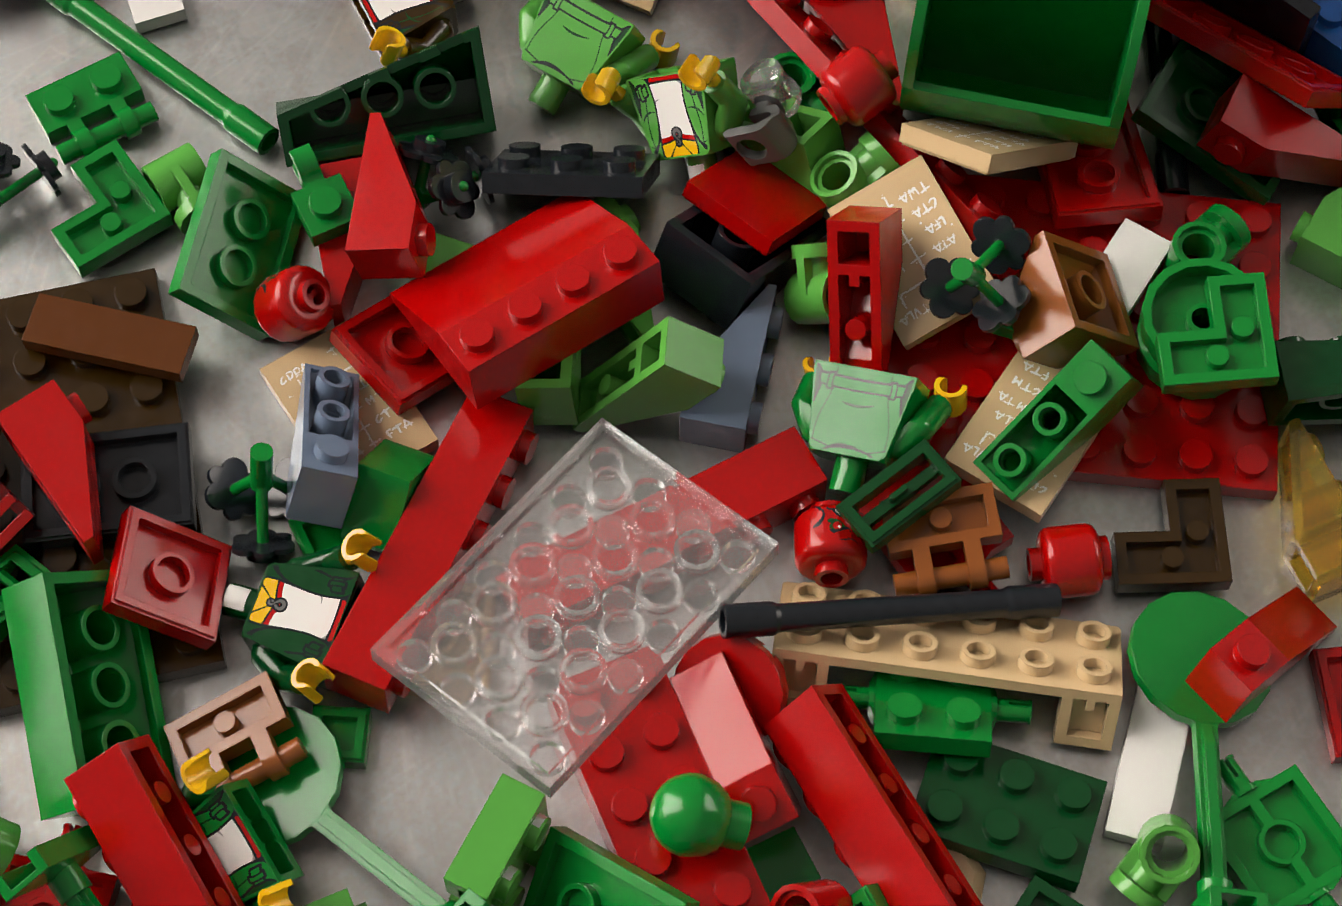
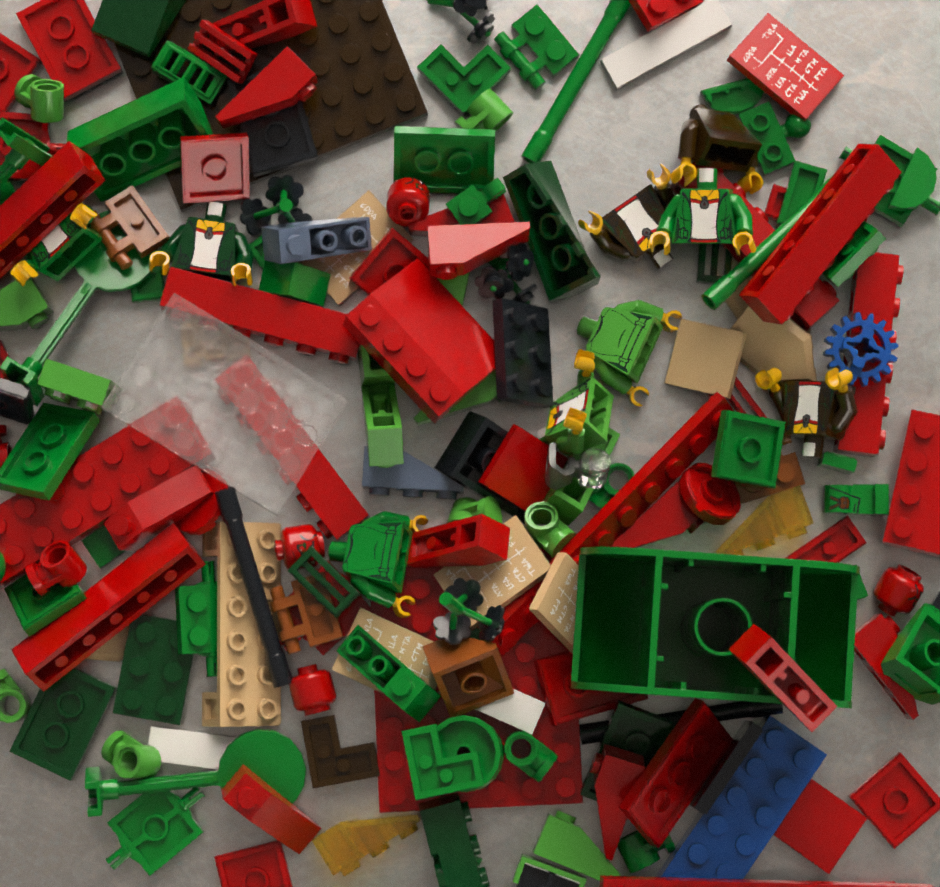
camera: 80 degrees right, 20 degrees up
(110, 337) = (368, 98): reddish brown tile -> none
(696, 816) = (100, 492): green piece -> none
(857, 85) = (594, 521): red head -> none

